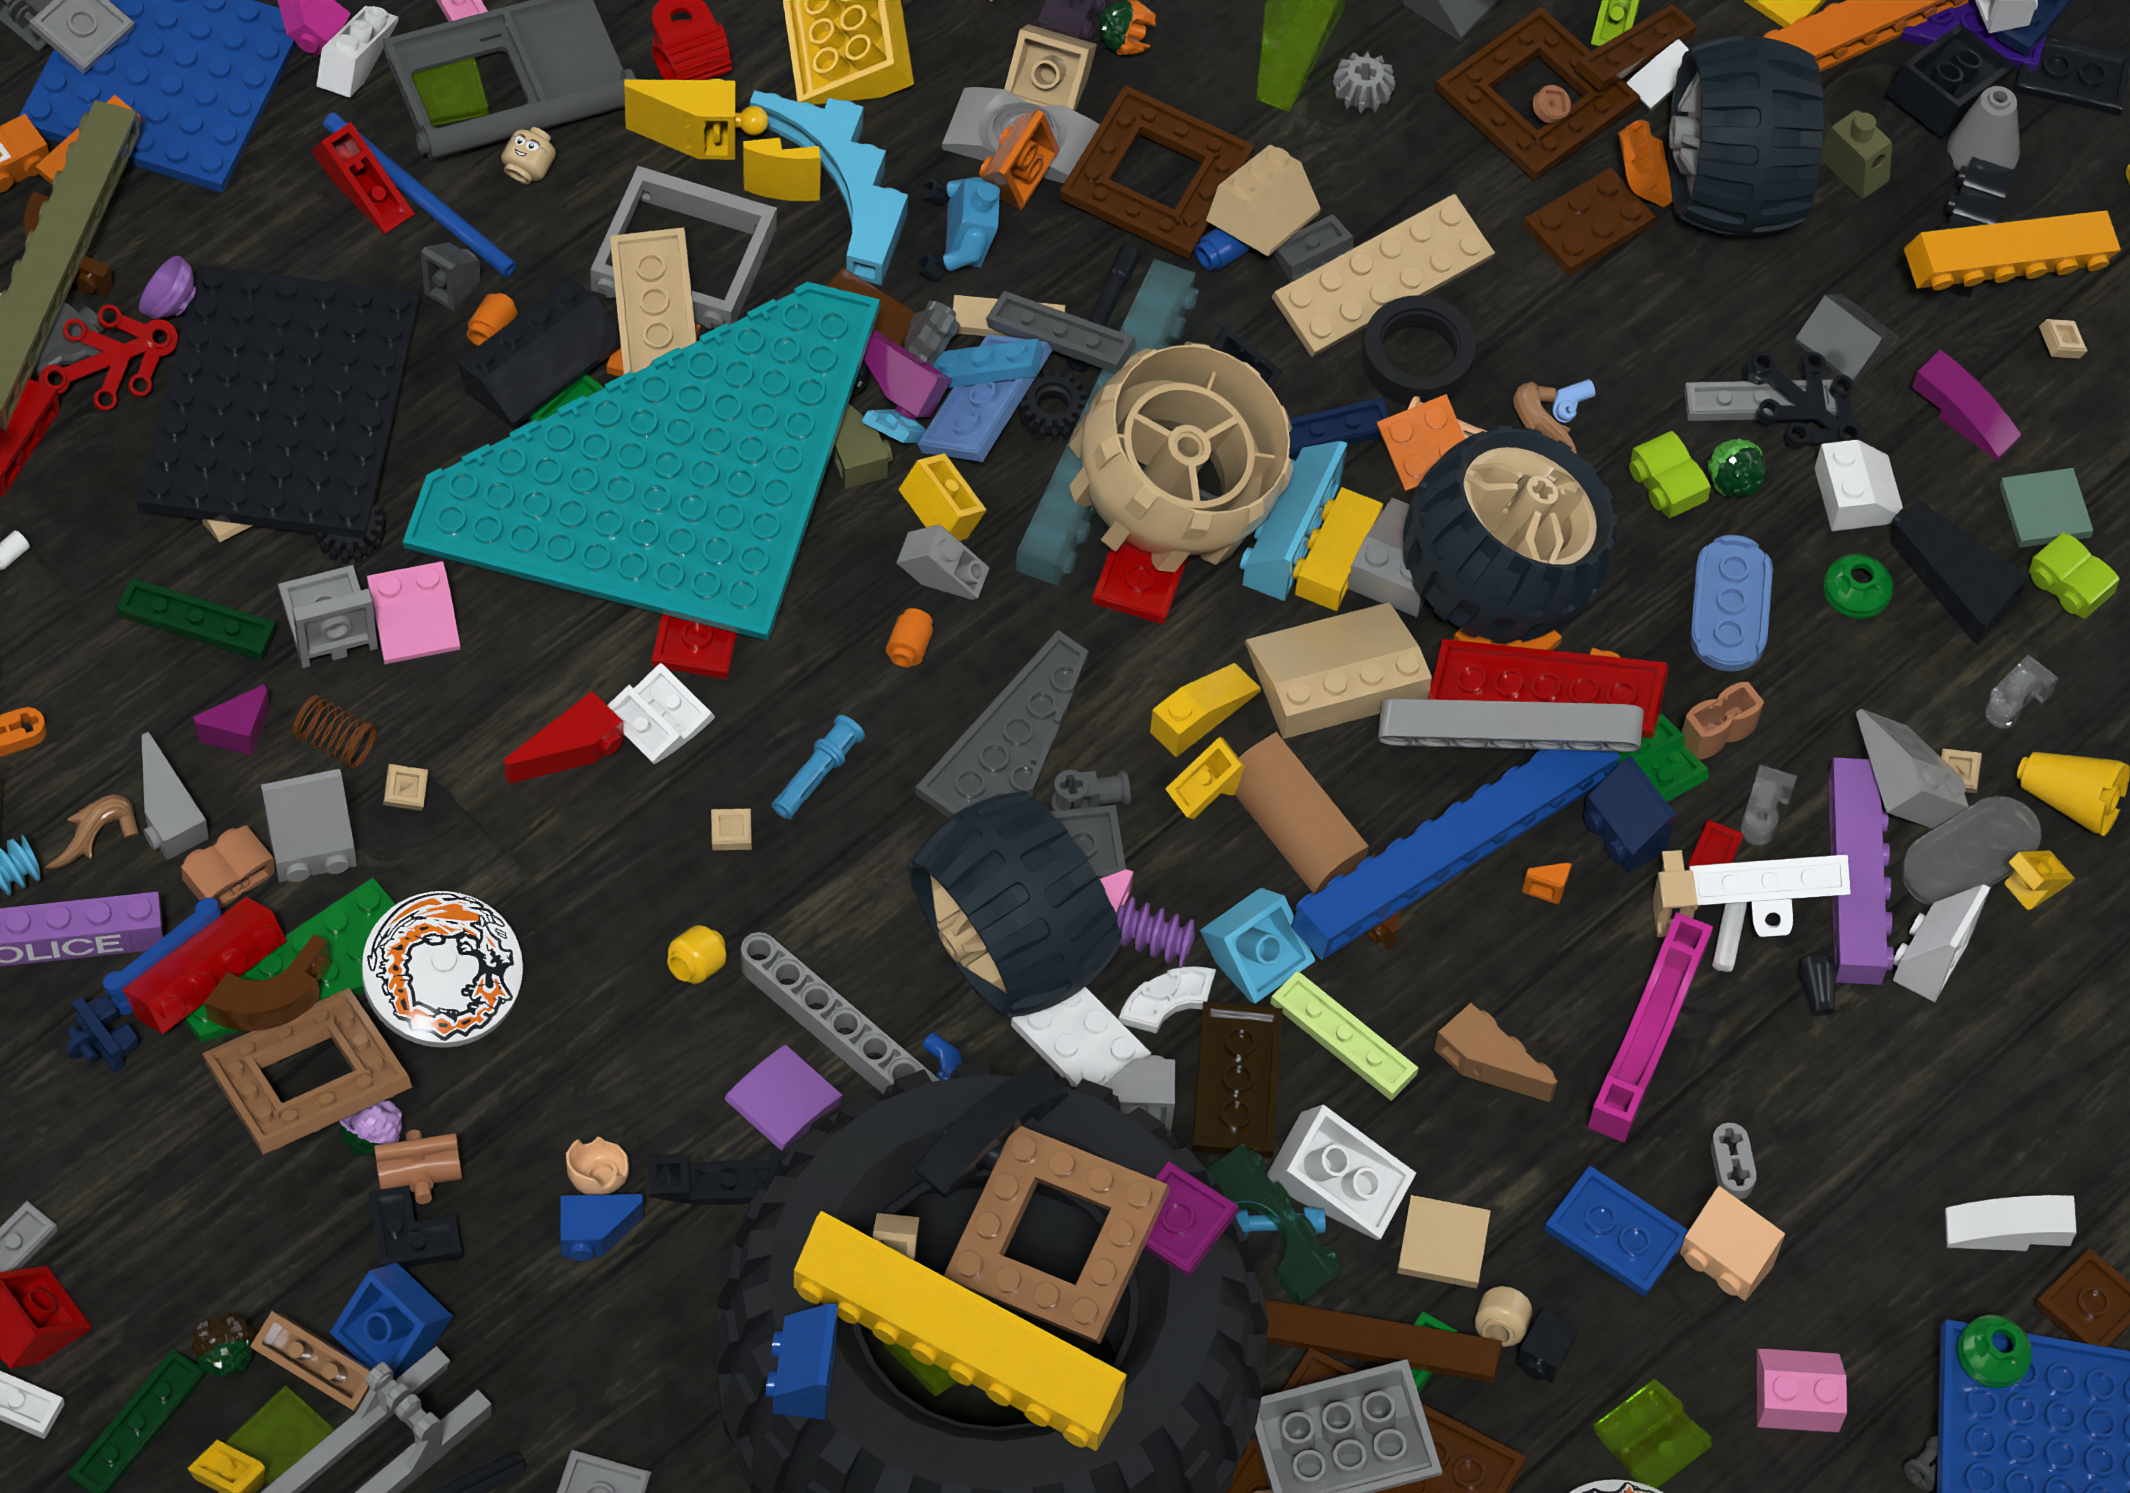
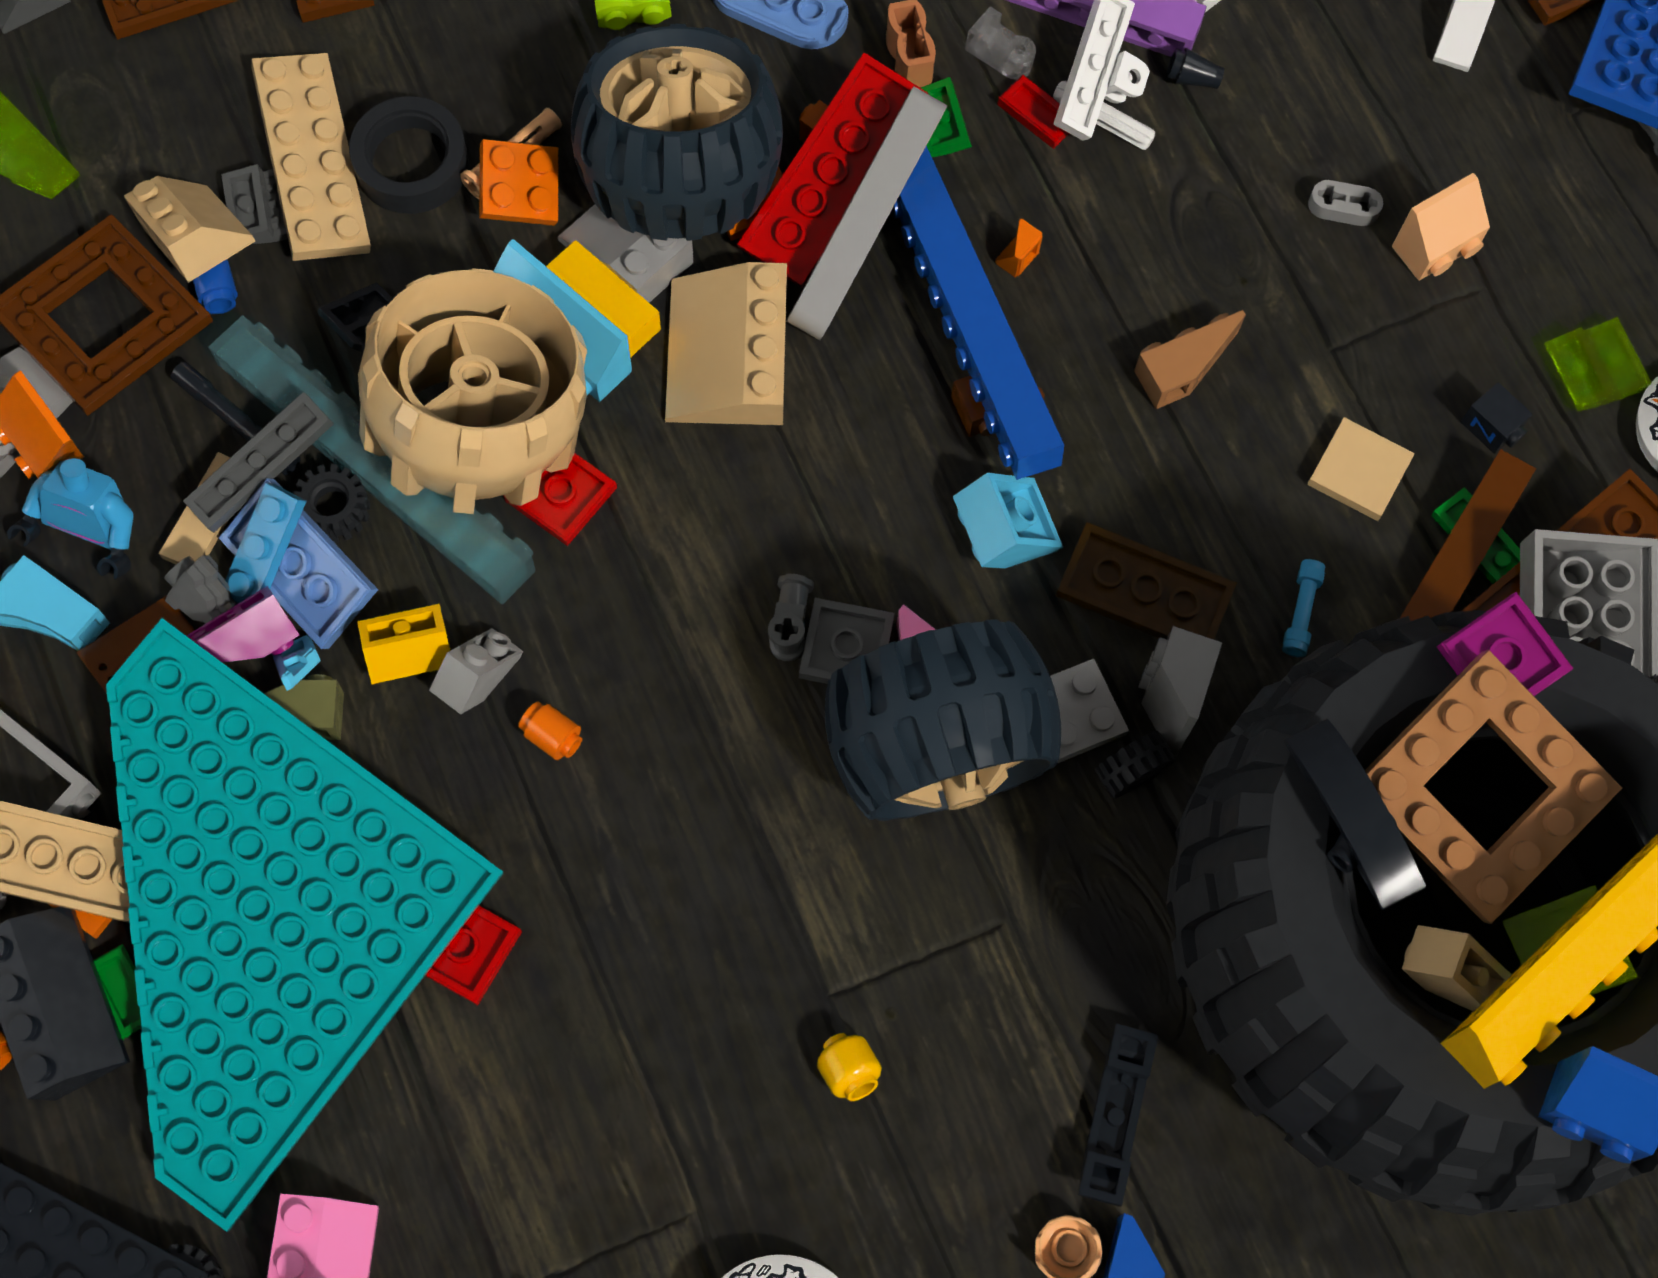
camera: 70 degrees left, 10 degrees up
(570, 741) = (546, 1117): red slope -> none
(660, 714) = (542, 1017): white slope -> none
(731, 829) = (705, 984): tan tile -> none
(783, 1097) = (1038, 1030): medium lavender slope -> none
(826, 1021) = (995, 925): light grey beam -> none
(827, 754) = (656, 856): dark azure pin -> none
(945, 1053) = (1041, 850): blue arm -> none
(1013, 736) = (719, 688): dark grey wing -> none
(1155, 932) = (971, 600): medium lavender piece -> none
(1165, 995) = (1029, 610): white tile -> none
(1200, 707) = (730, 482): yellow slope -> none
(1212, 773) = (817, 503): yellow slope -> none
(1298, 814) = (877, 438): medium nougat brick -> none
(1305, 1265) = (1363, 598): clear green arch -> none
(1341, 1170) = (1270, 533): white slope -> none
(1344, 1035) = (1126, 479): yellowish green plate -> none
(1346, 423) = (461, 238): dark blue tile -> none
(1364, 82) = (83, 94): light grey gear -> none
(1503, 1315) = (1459, 443): tan head -> none
(1534, 416) = (528, 82): medium nougat piece -> none
(1568, 397) = (511, 51): light blue arm -> none
(1617, 1231) = (1393, 320): blue plate -> none
(1629, 816) = (985, 152): dark blue slope -> none
(1650, 1027) = (1257, 259): dark pink arch -> none
(1673, 892) = (1076, 147): tan piece -> none
(1800, 1390) = (1585, 228): bright pink slope -> none
(1984, 1361) = (1609, 65): green piece -> none

